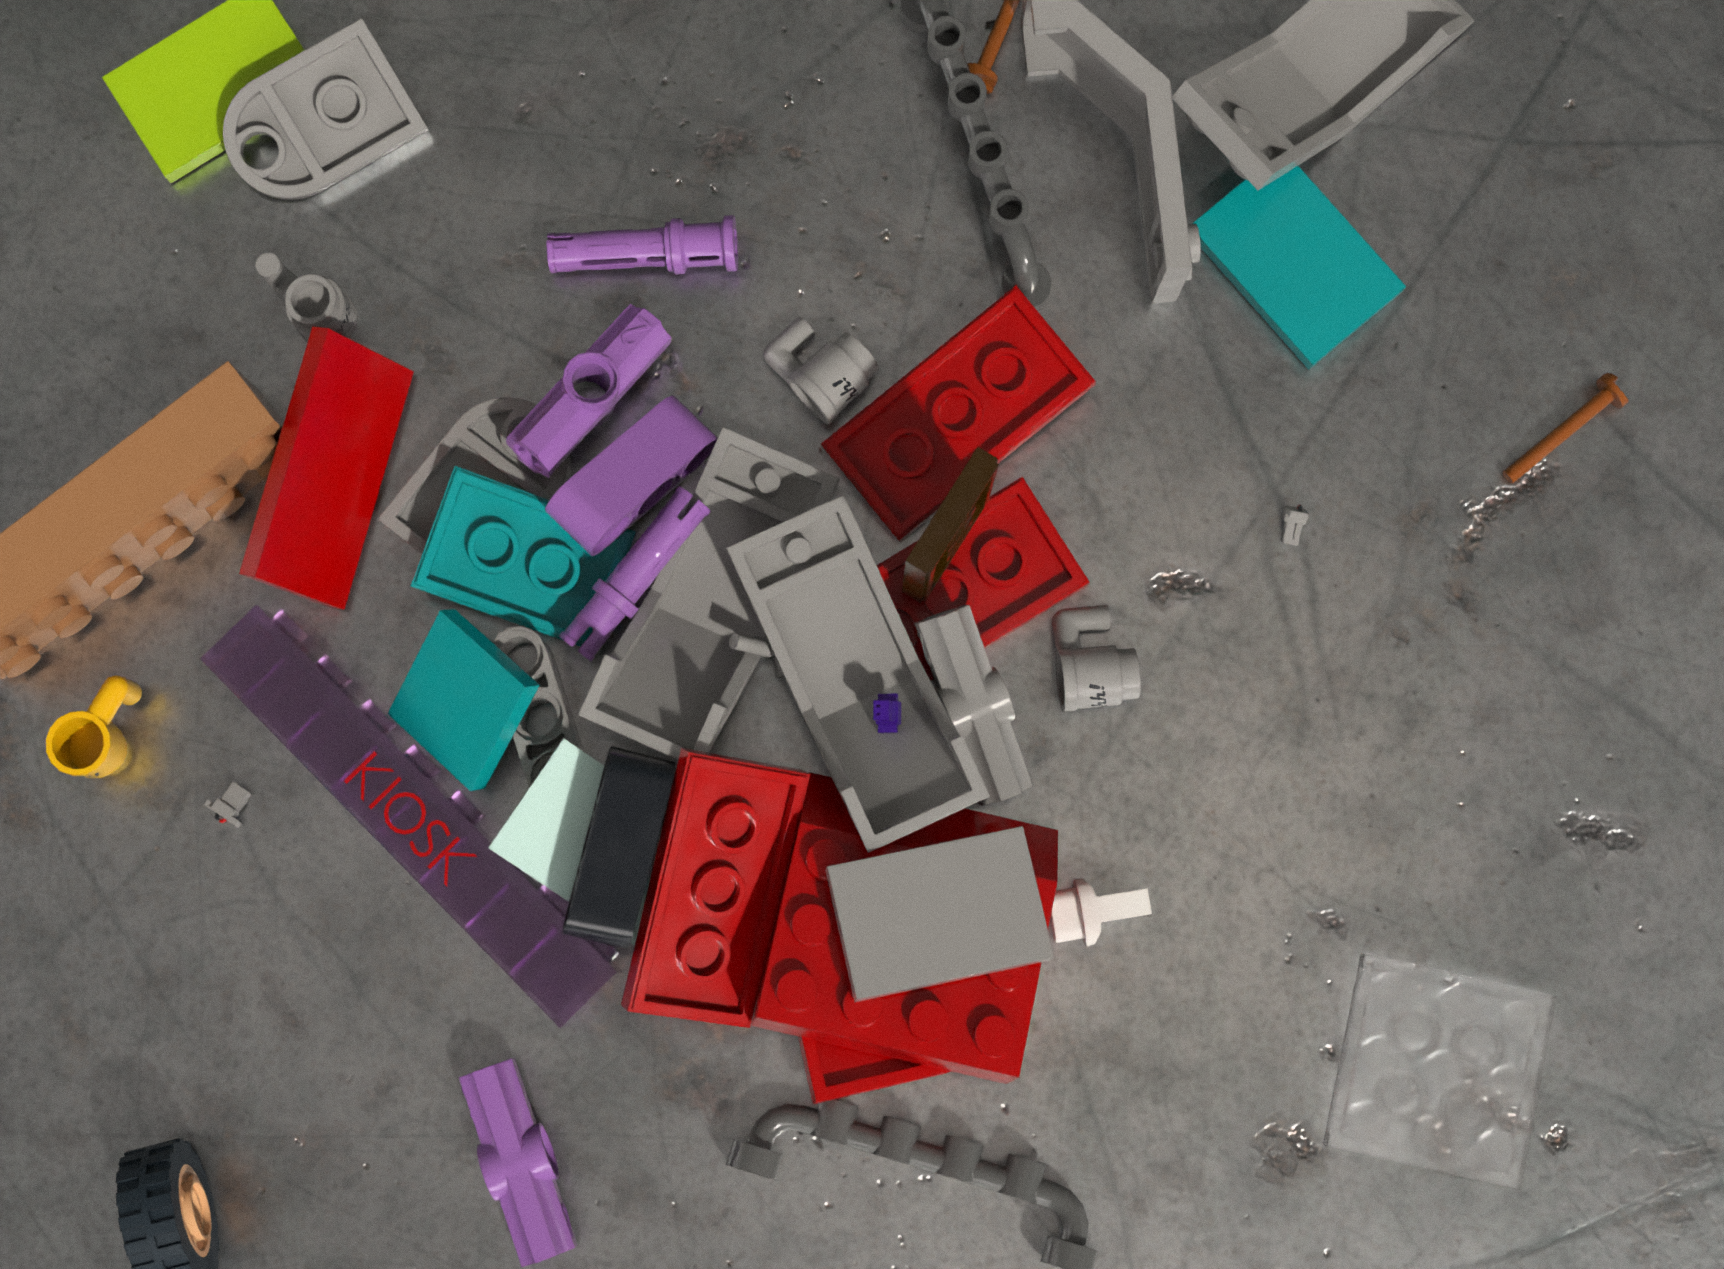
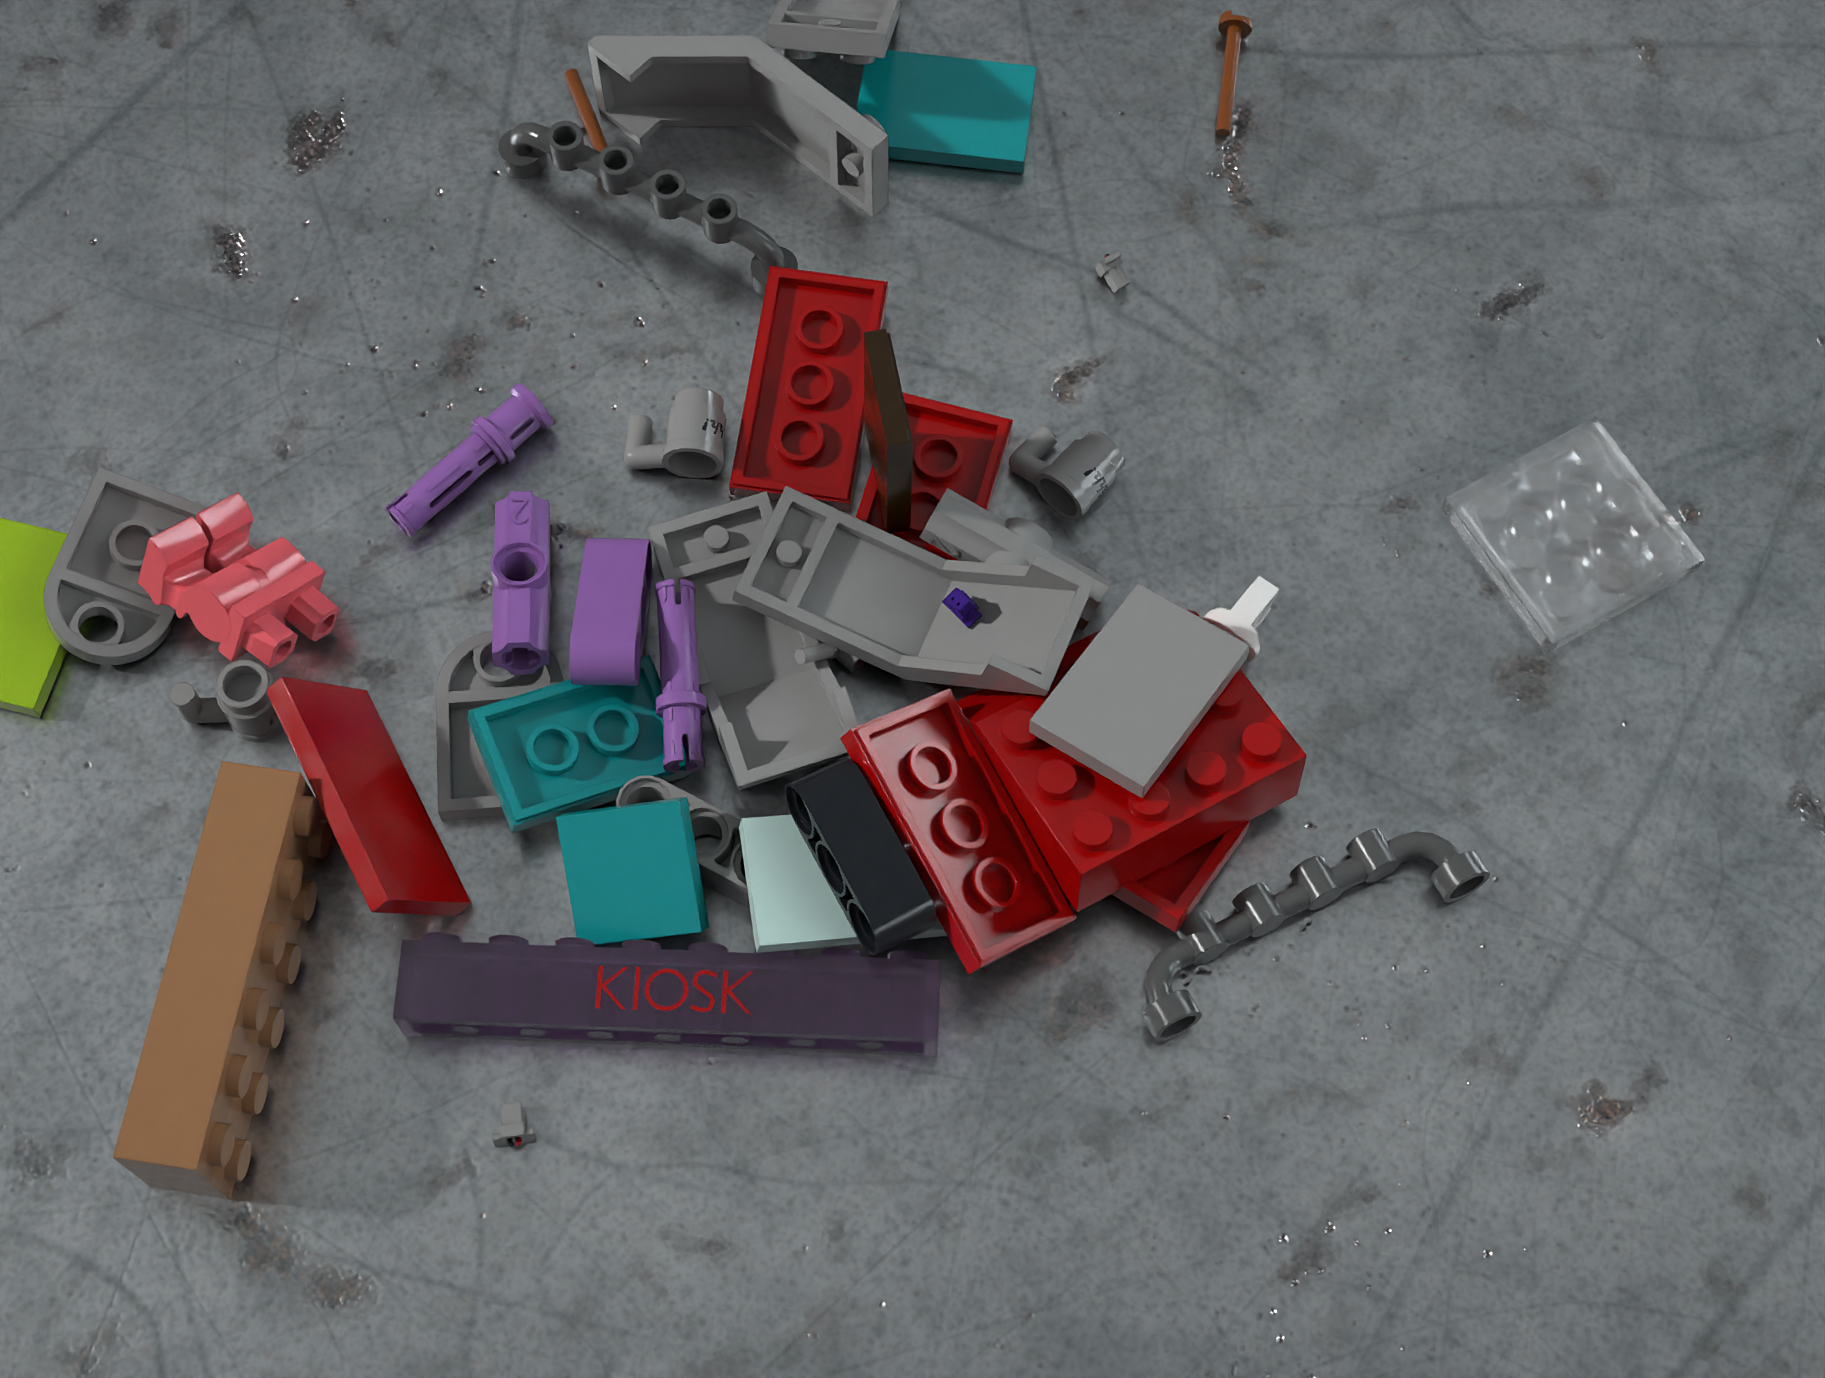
camera: 45 degrees left, 15 degrees down
(88, 741) = (353, 1160): yellow piece -> none
(382, 228) = (237, 591): none -> coral hips
(518, 1162) = (998, 1179): medium lavender piece -> none

